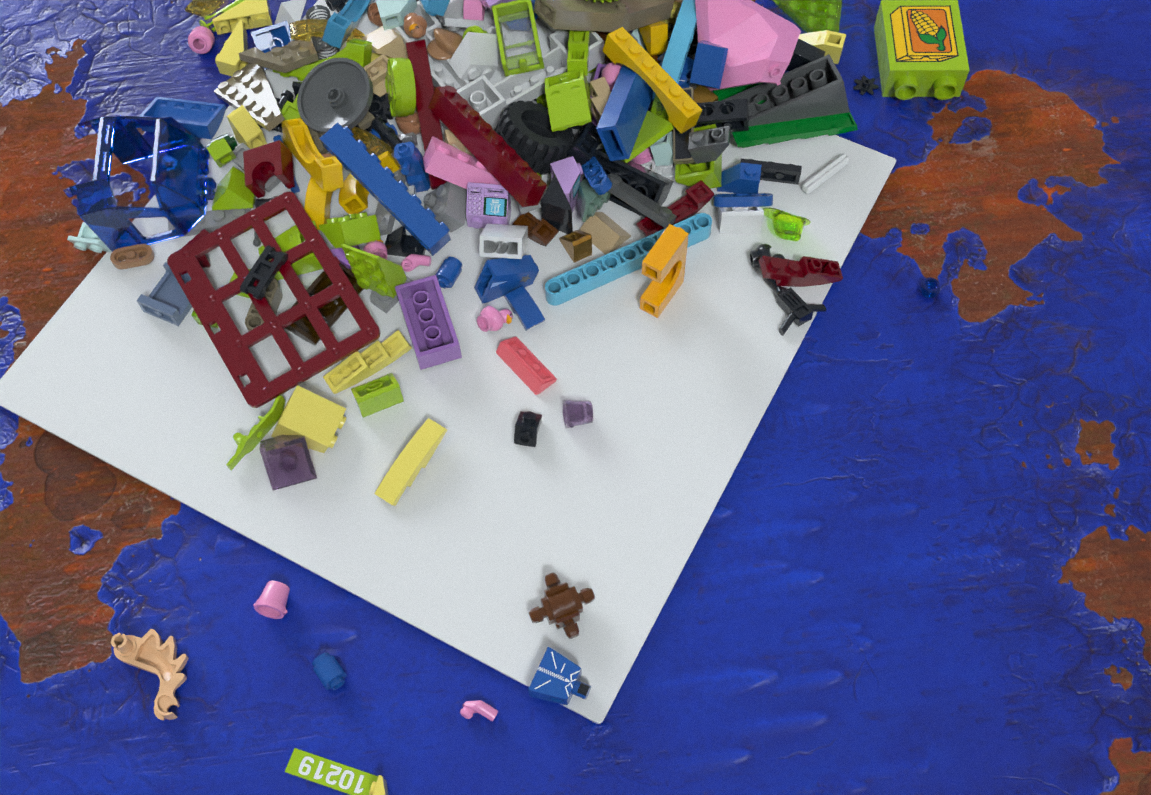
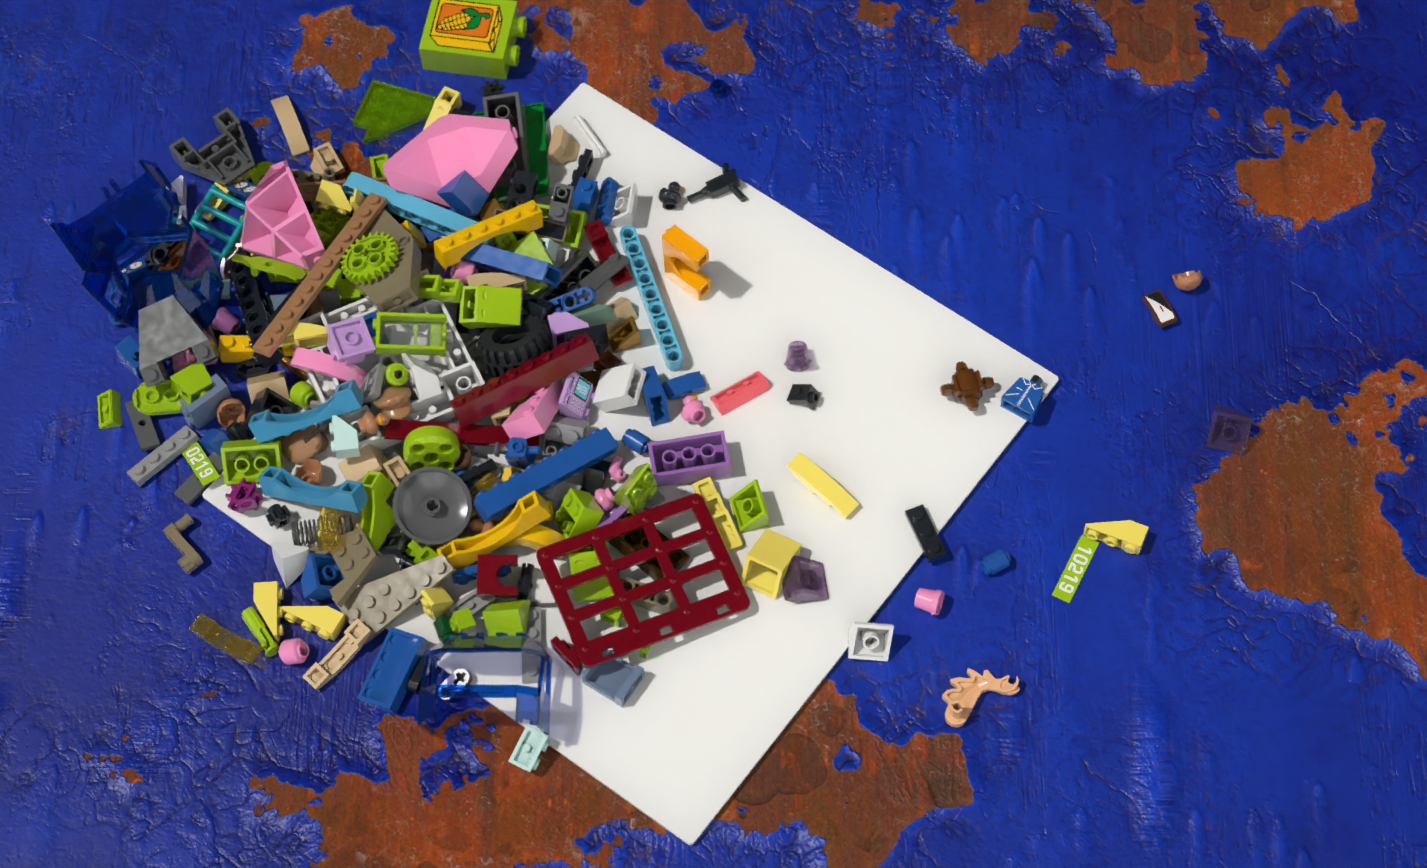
camera: 80 degrees left, 0 degrees up
(132, 255) = (561, 713): medium nougat plate -> none
(195, 74) = (339, 656): none -> tan slope
(218, 539) = (869, 641): none -> white slope
(257, 432) = (773, 604): lime piece -> none
(263, 272) = (623, 577): black plate -> none
(361, 584) = (925, 533): none -> black plate
(480, 707) = (1036, 459): bright pink arm -> none
(785, 224) = (645, 172): clear neon green piece -> none
(800, 273) = (691, 170): dark red slope -> none
(804, 150) = (562, 146): none -> tan slope

